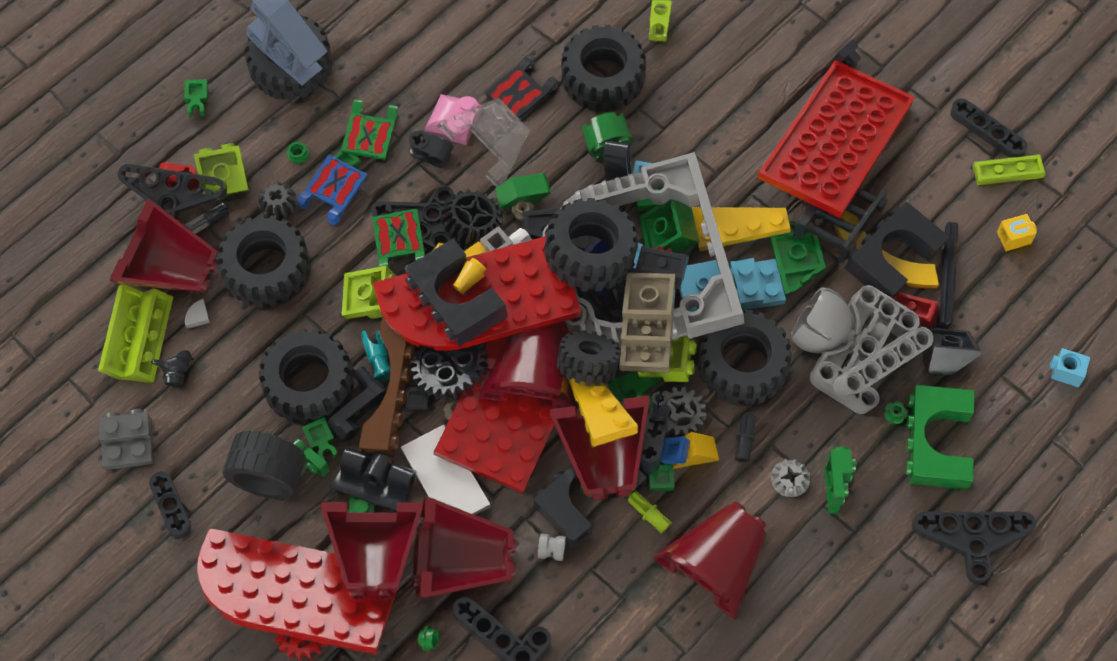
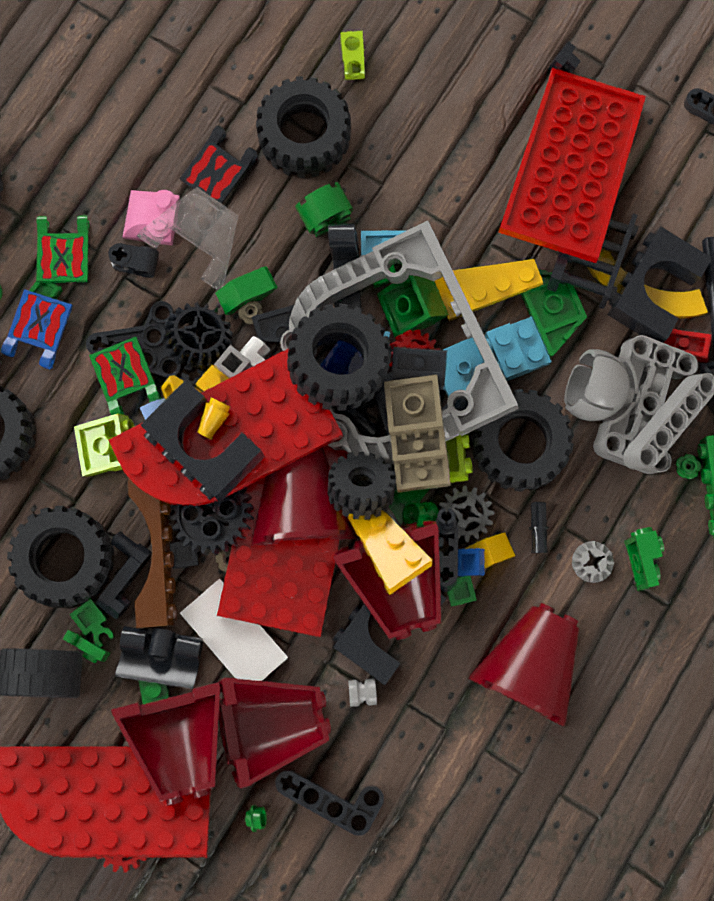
camera: 15 degrees left, 15 degrees up
(377, 356) = (132, 516): teal piece -> none
(649, 512) = (458, 633): lime axle -> none

